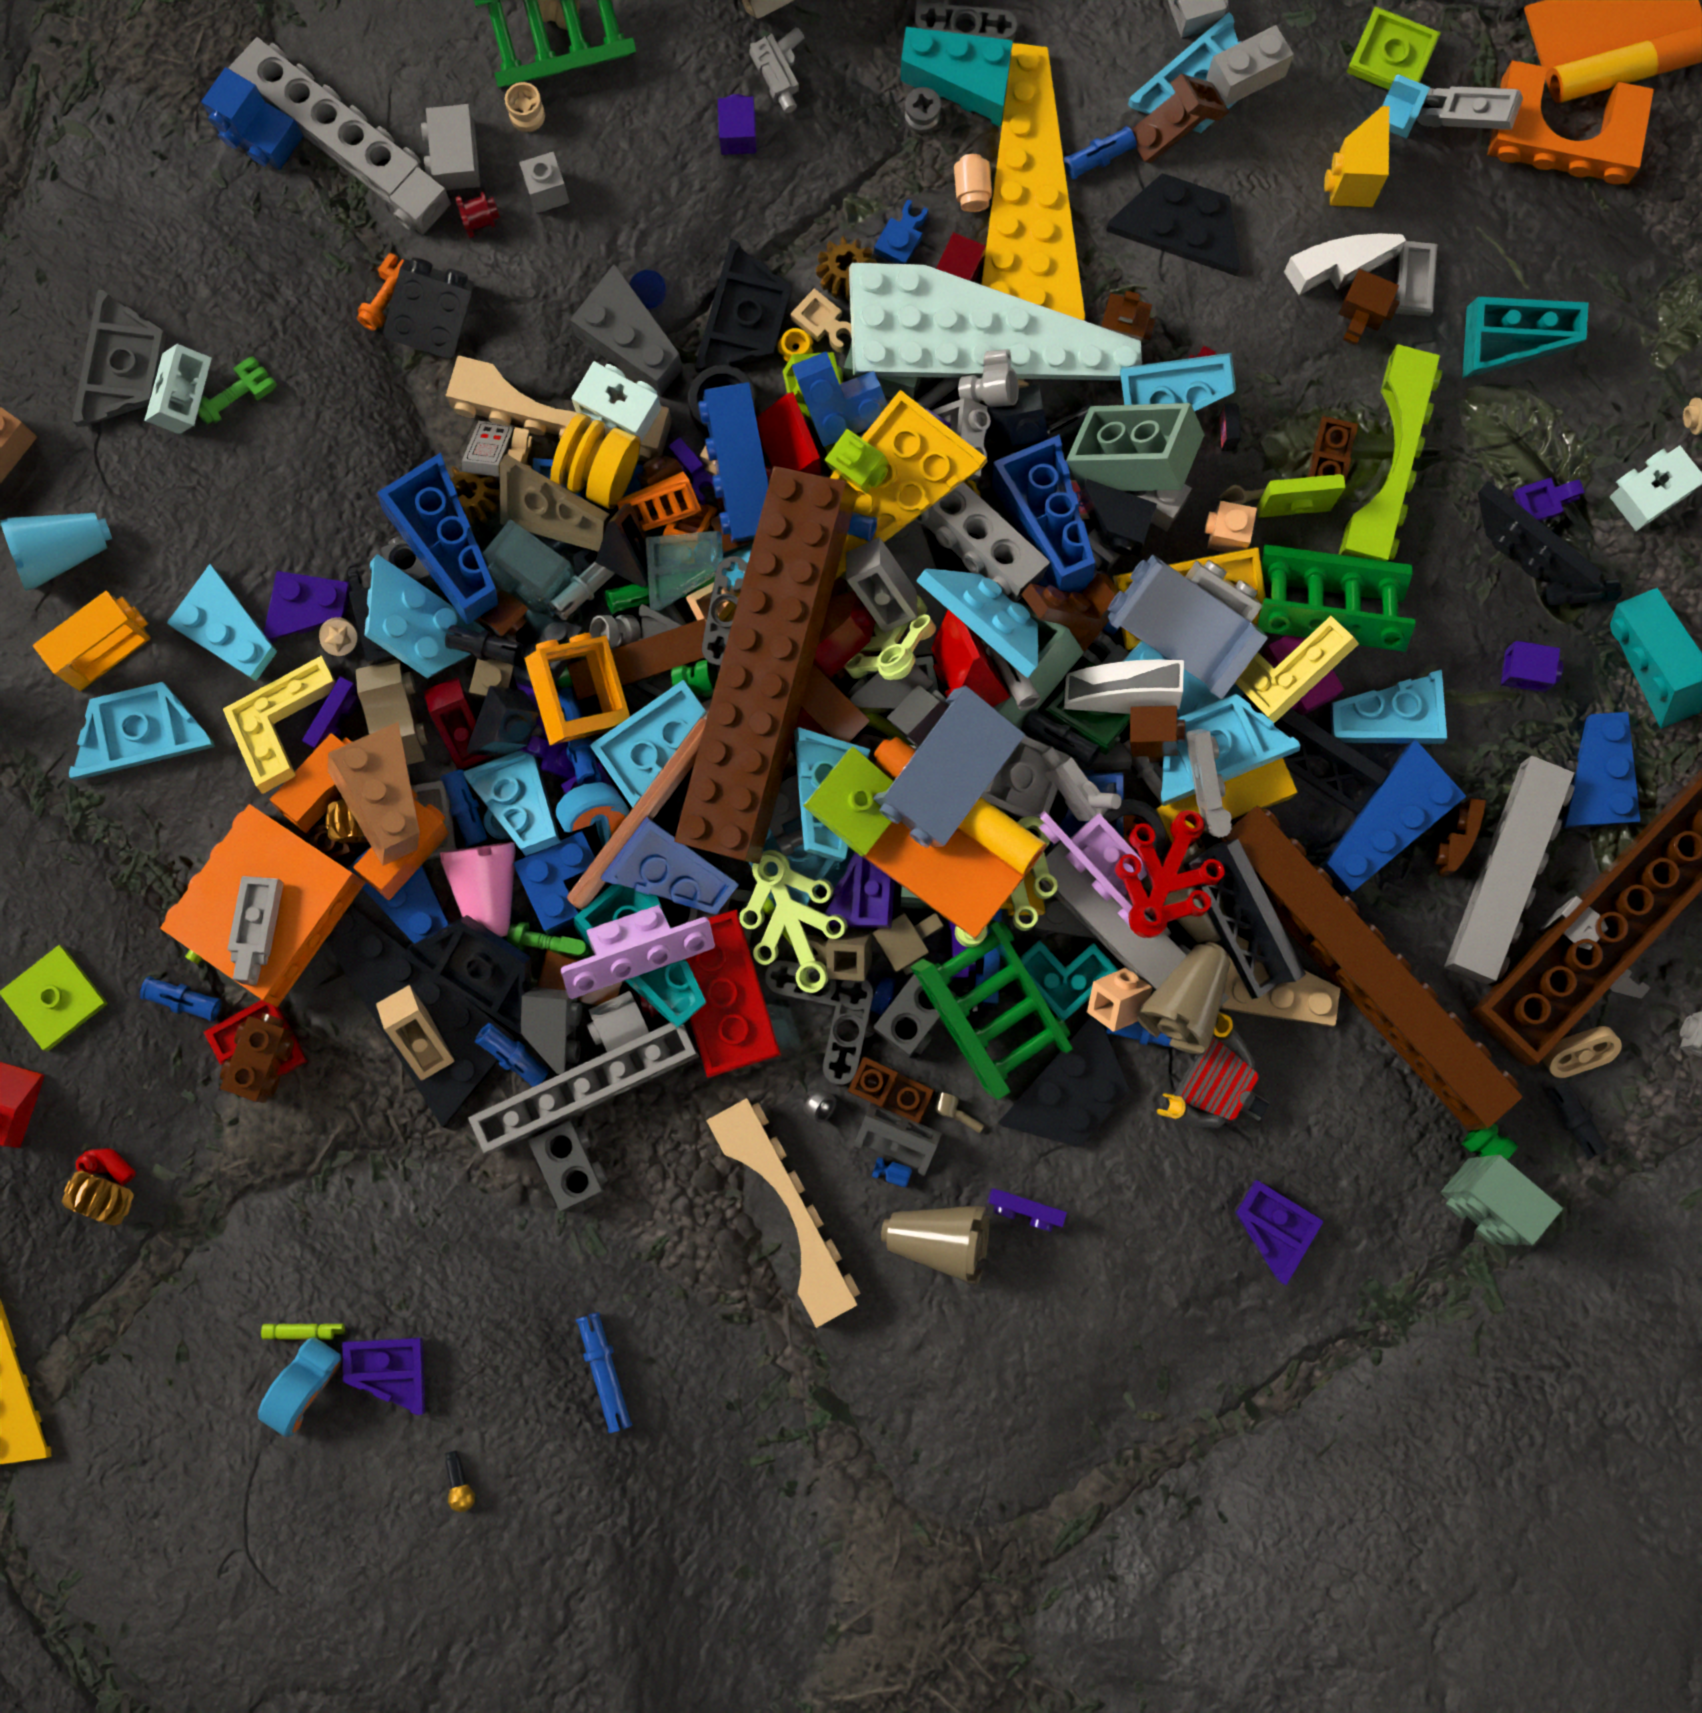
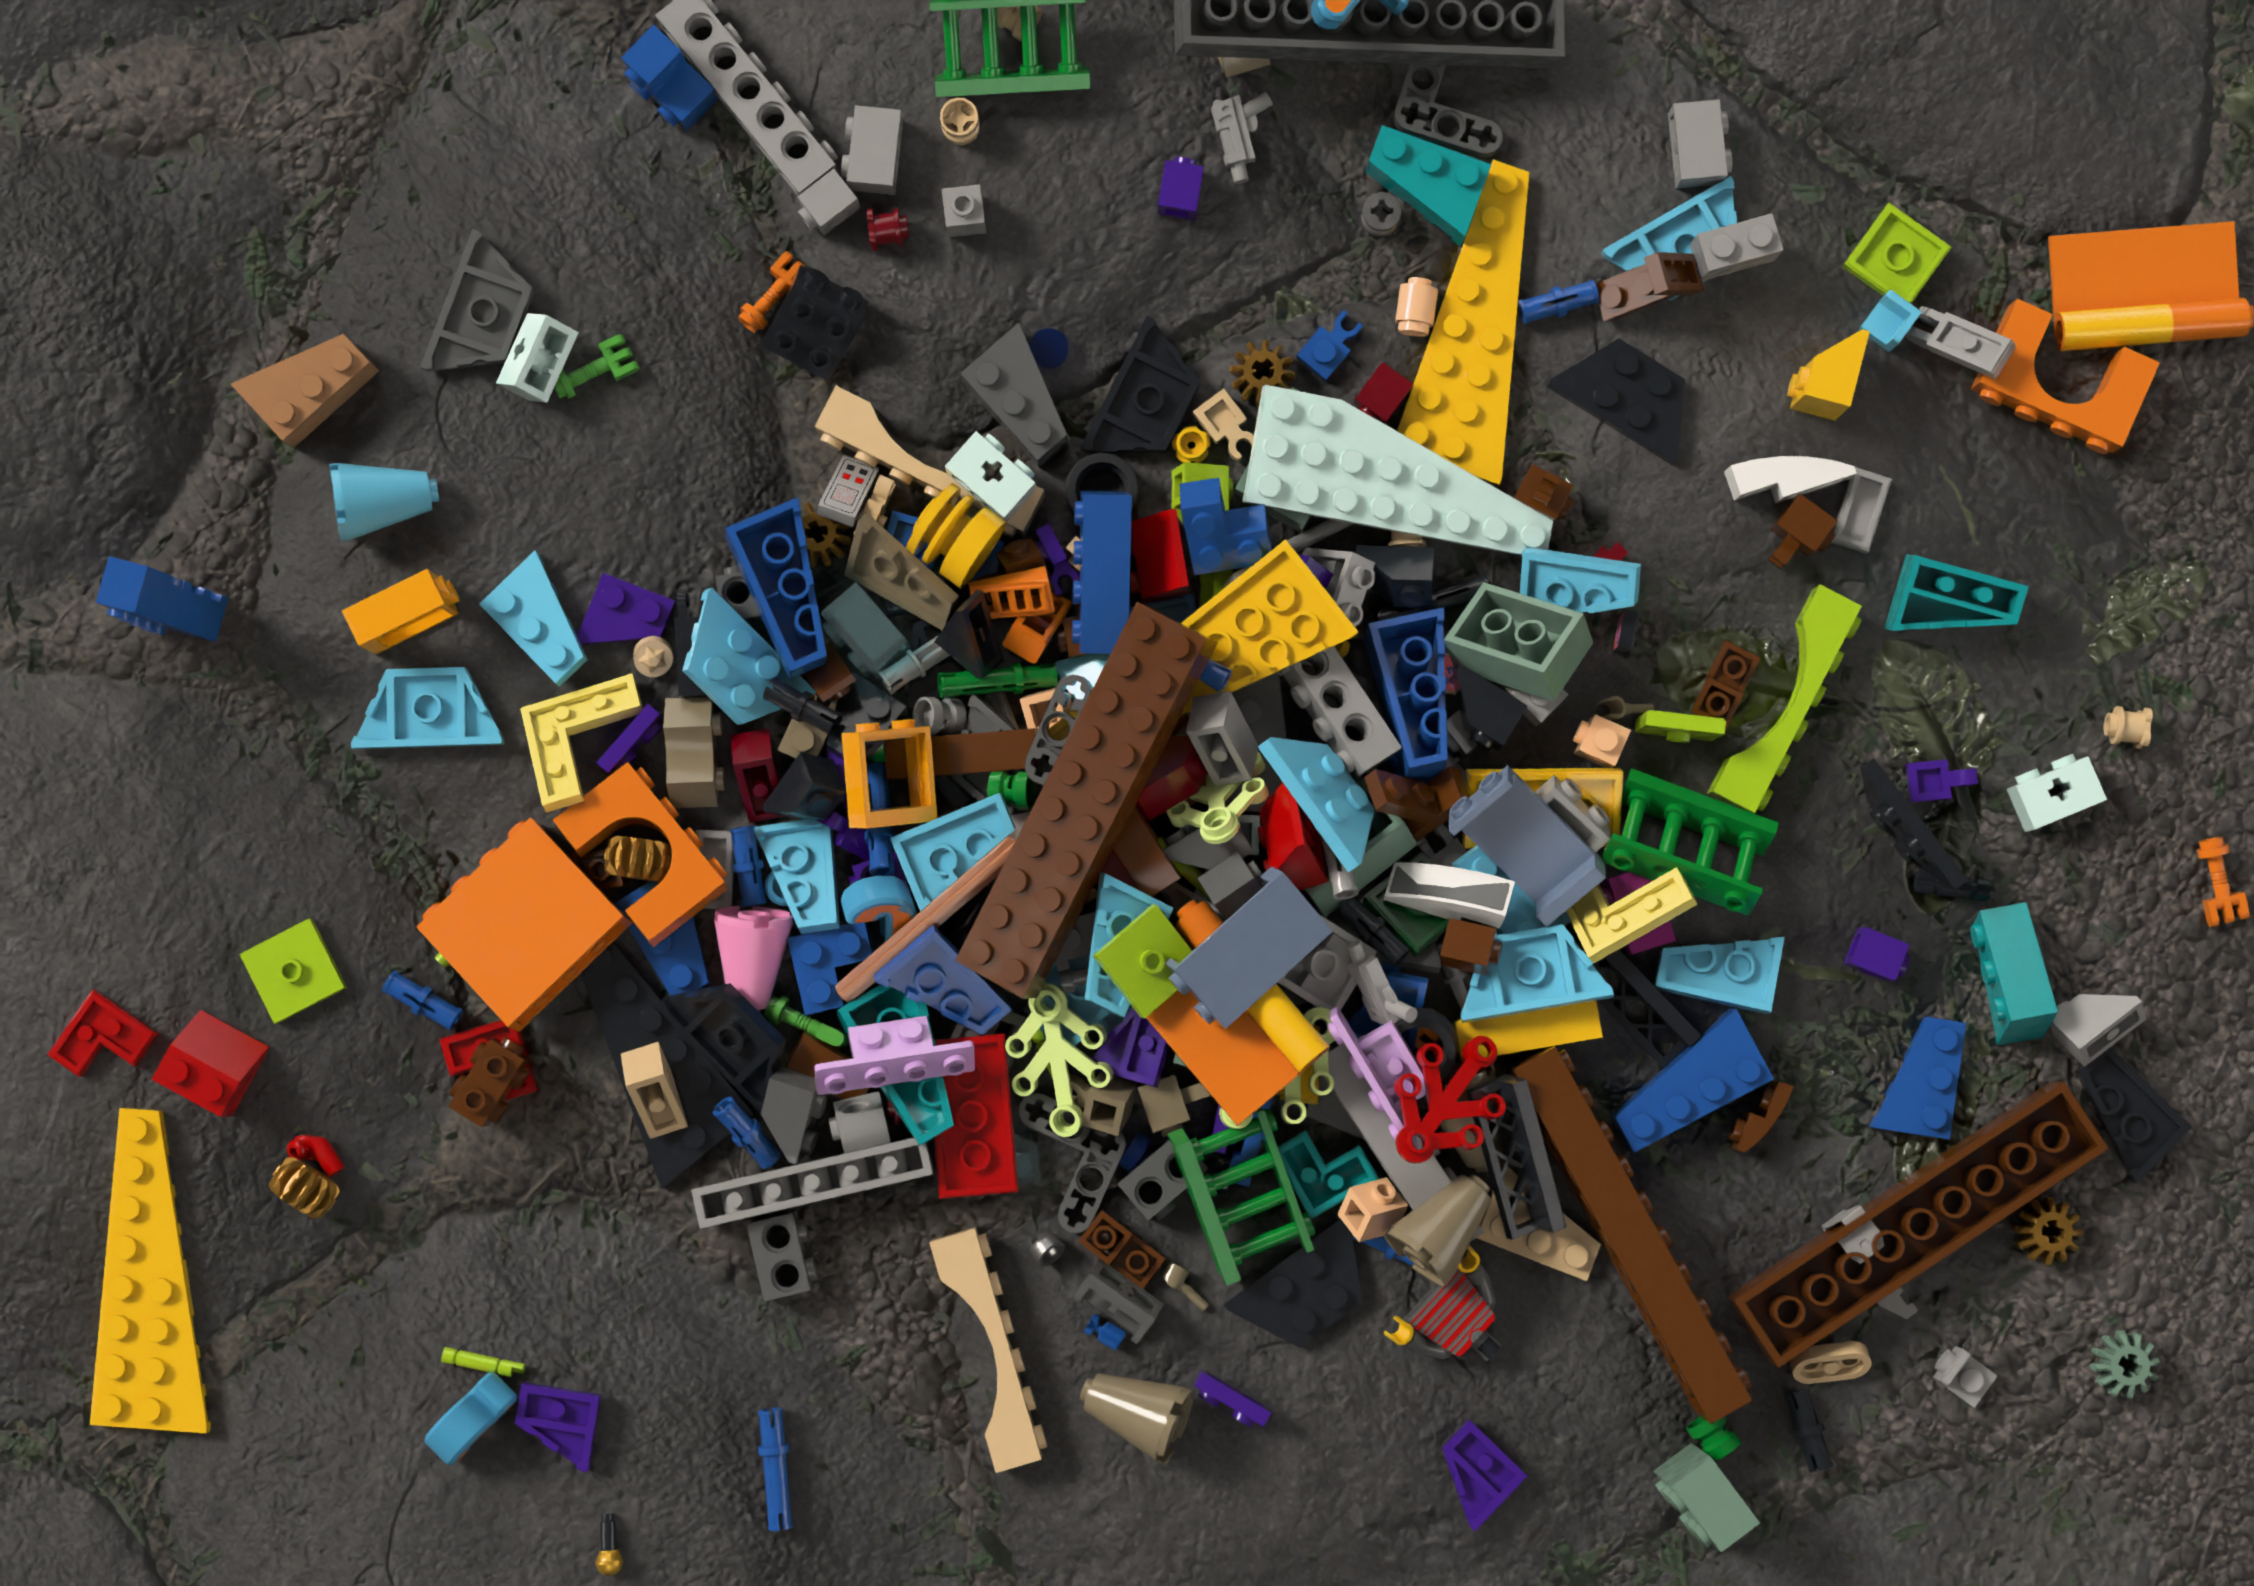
camera: 10 degrees right, 5 degrees up
(254, 926) = (513, 950): light grey hinge -> none
(378, 791) = (666, 841): medium nougat wedge -> none
(680, 564) = (1021, 665): clear light blue wing -> none
(857, 461) = (1225, 608): lime brick -> none
(998, 383) = (1390, 544): light grey piece -> none
(1207, 783) = (1510, 1016): light grey hinge -> none
(1510, 870) = (1802, 1161): light grey brick -> none

